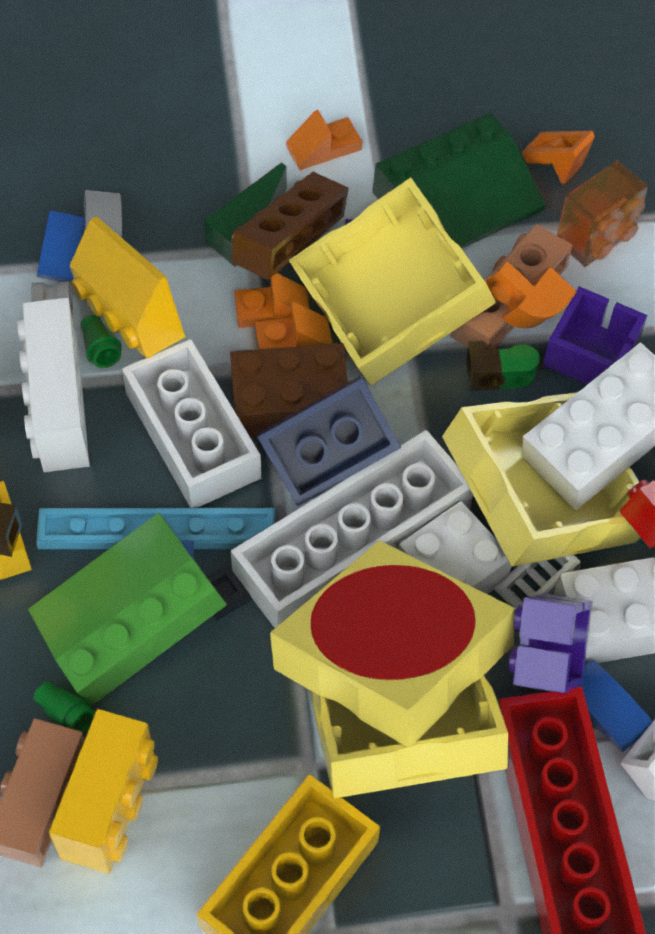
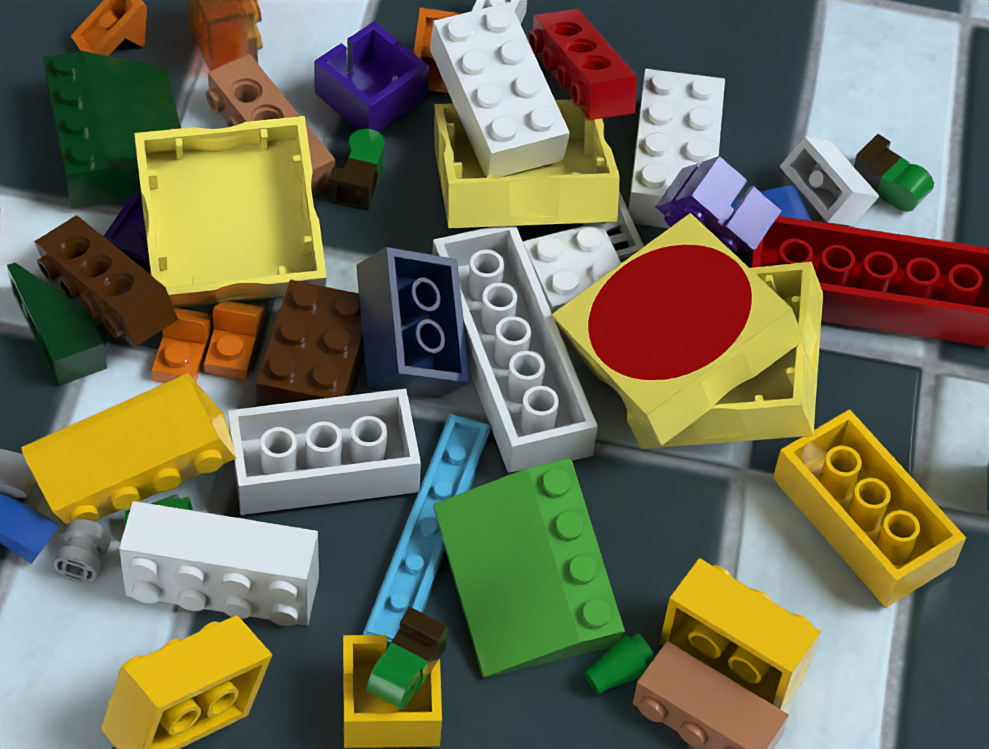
camera: 75 degrees left, 5 degrees down
(528, 301) = (311, 93): orange brick -> none

